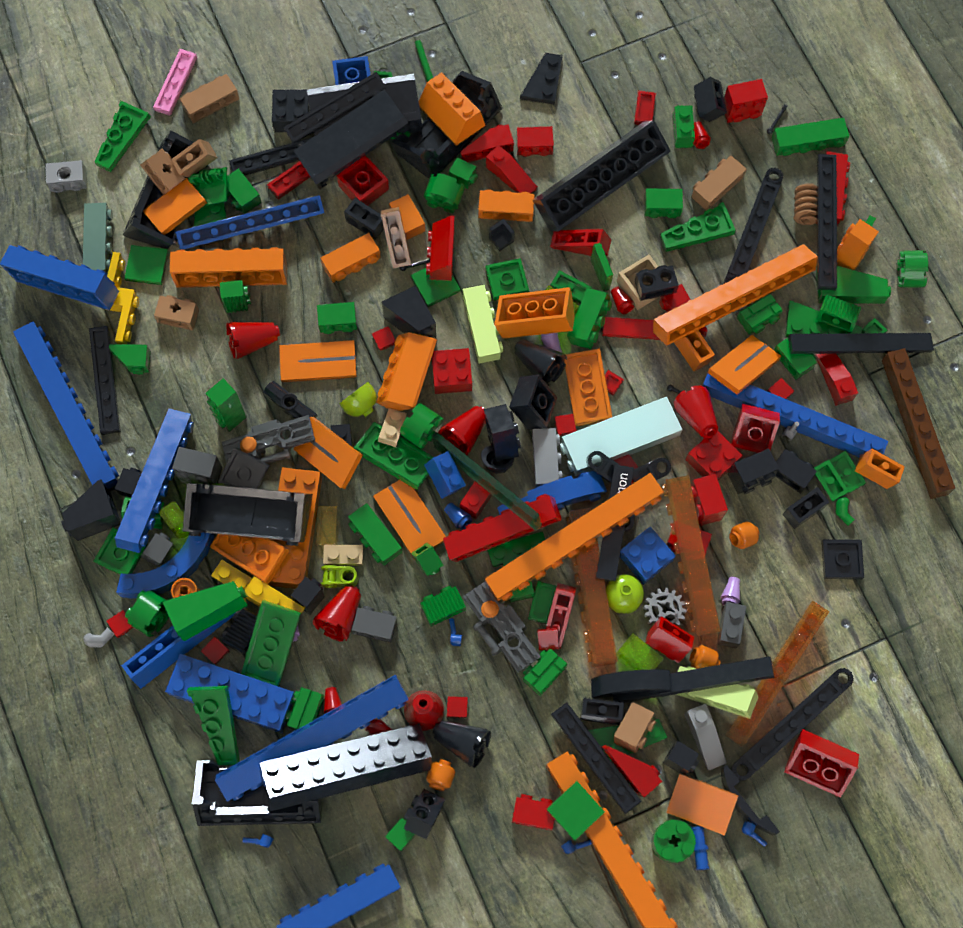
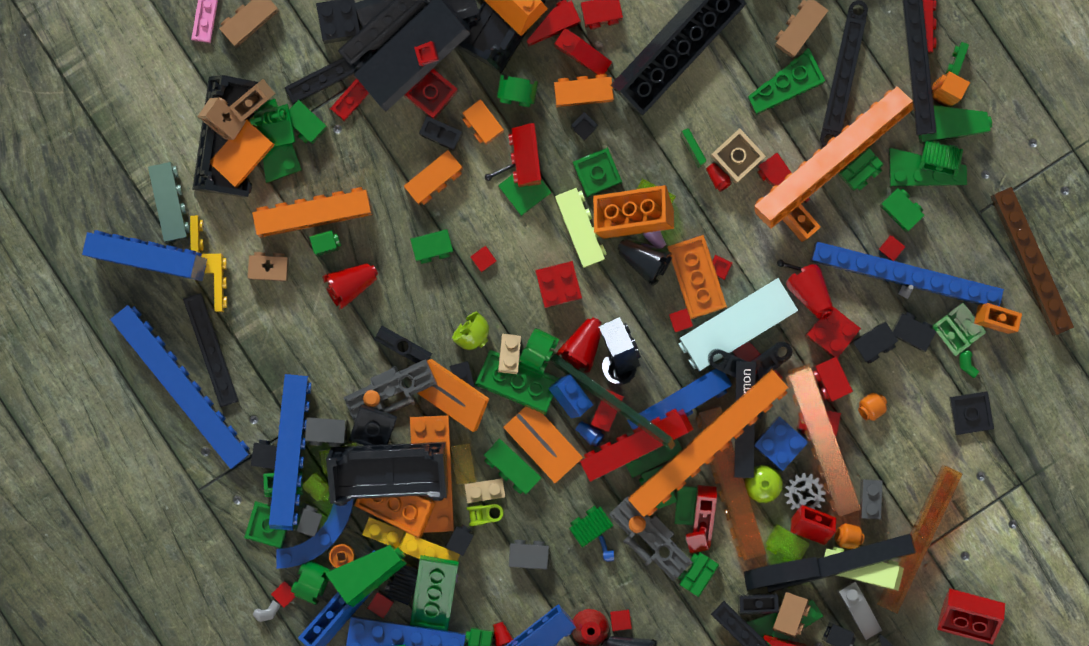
camera: 15 degrees left, 15 degrees up
(58, 171) = (108, 136): light grey brick -> none
(91, 513) = (234, 493): black slope -> none
(124, 130) = (167, 70): green wing -> none
(133, 357) = (235, 324): green slope -> none
(146, 265) = (224, 219): green tile -> none
(225, 405) = (343, 368): green brick -> none
(249, 222) = (323, 159): blue brick -> none
(317, 361) = (421, 294): orange tile -> none
(339, 614) = (493, 551): red cone -> none
(364, 135) = (426, 53): none -> red tile
(396, 237) = (477, 153): medium nougat brick -> none
(406, 371) = (514, 295): orange slope -> none
(409, 313) = (508, 234): black slope -> none
(427, 559) = (568, 483): green brick -> none
(463, 172) = (532, 62): green brick -> none
(533, 402) = (646, 308): black brick -> none
(546, 456) = (667, 360): light grey brick -> none
(577, 287) = (663, 171): green plate -> none
(580, 240) = (668, 119): red slope -> none
(589, 318) = (689, 204): green brick -> none
(629, 328) = (731, 204): red tile -> none
(658, 286) = (753, 166): black brick -> none
(663, 202) = (746, 60): green brick -> none
(732, 591) = (867, 466): lavender cone -> none
(744, 364) = (851, 231): orange tile -> none
(755, 428) = (870, 298): red brick -> none
(792, 724) = (940, 583): black plate -> none
(805, 204) = (894, 38): medium nougat piece -> none
(805, 508) = (929, 370): black brick -> none
(837, 378) = (945, 223): red slope -> none
(860, 343) = (966, 186): black tile -> none
(874, 327) = (979, 166): green tile -> none
(912, 269) = (1012, 95): green brick -> none

